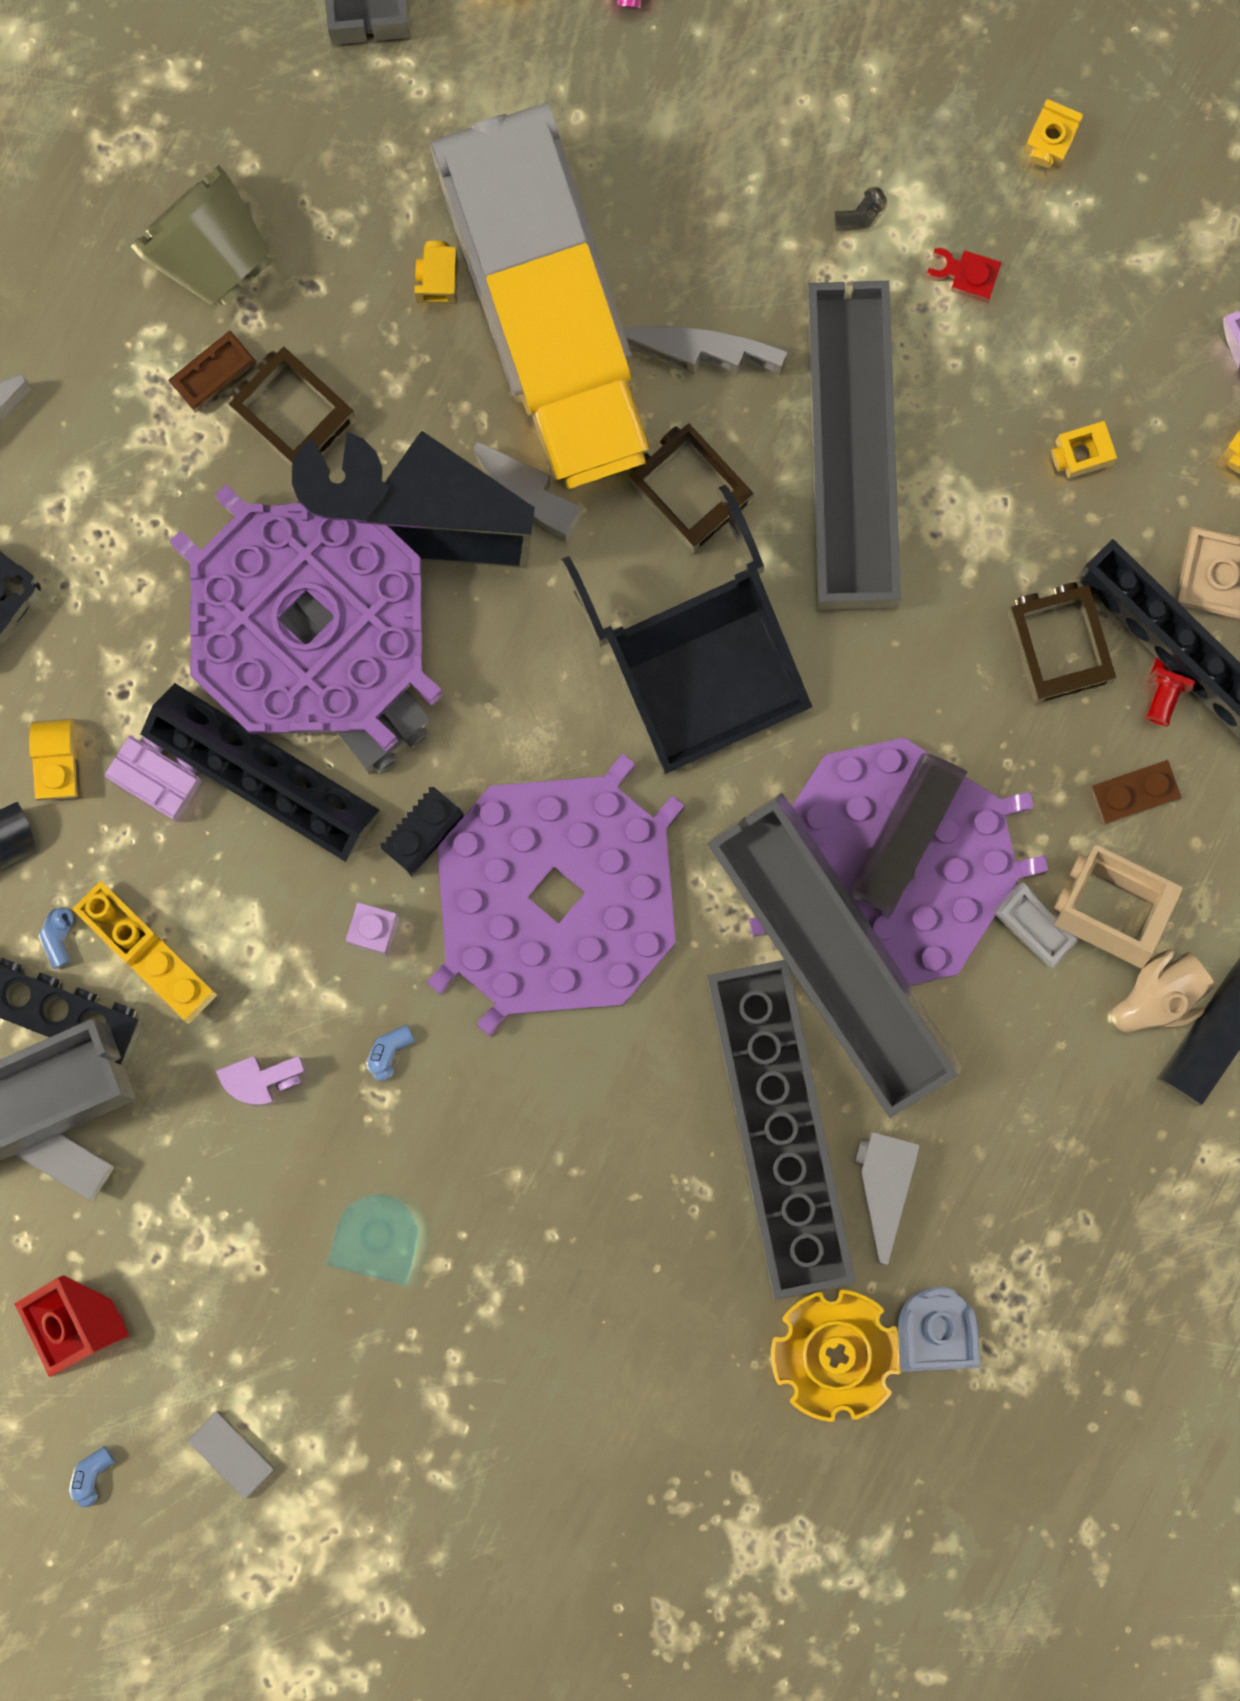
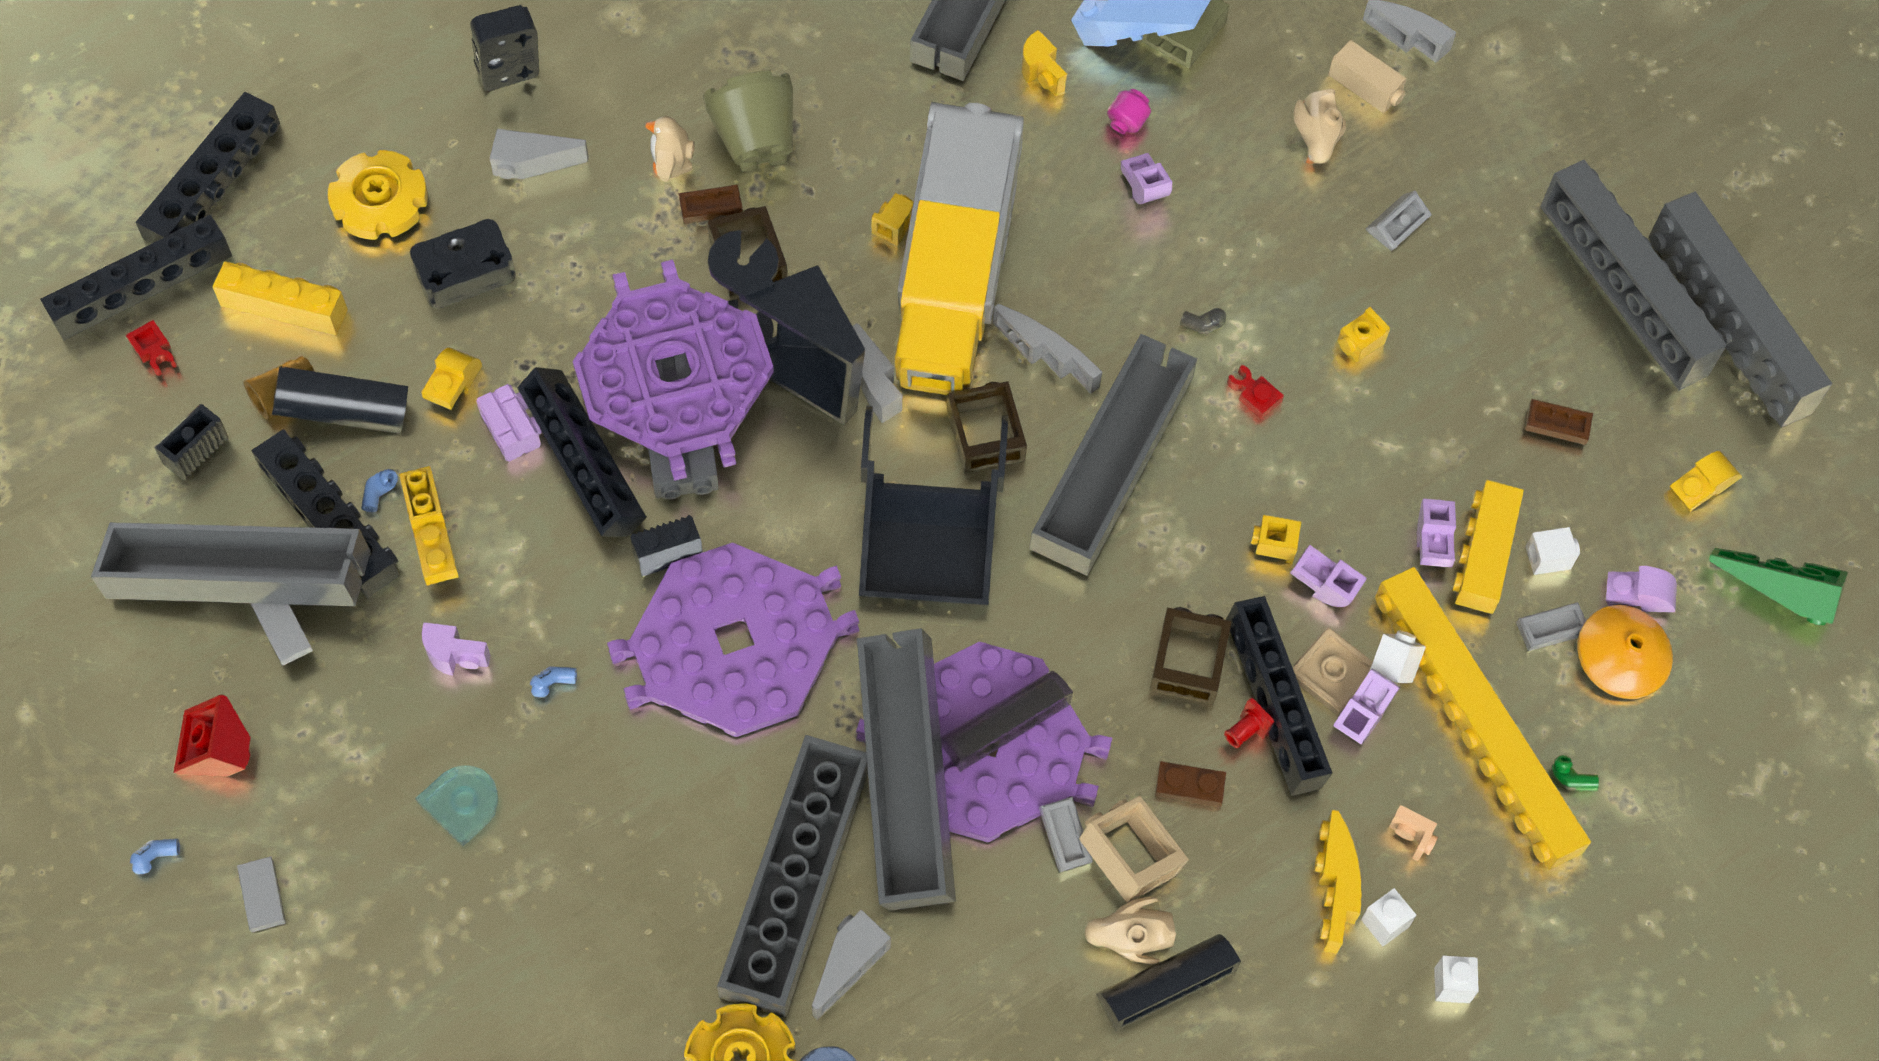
camera: 20 degrees right, 20 degrees down
(128, 331) = (670, 148): none -> tan animal
(372, 929) = (592, 591): lavender brick -> none
(700, 60) = (1146, 178): none -> lavender brick
(1165, 471) = (1332, 582): none -> lavender brick

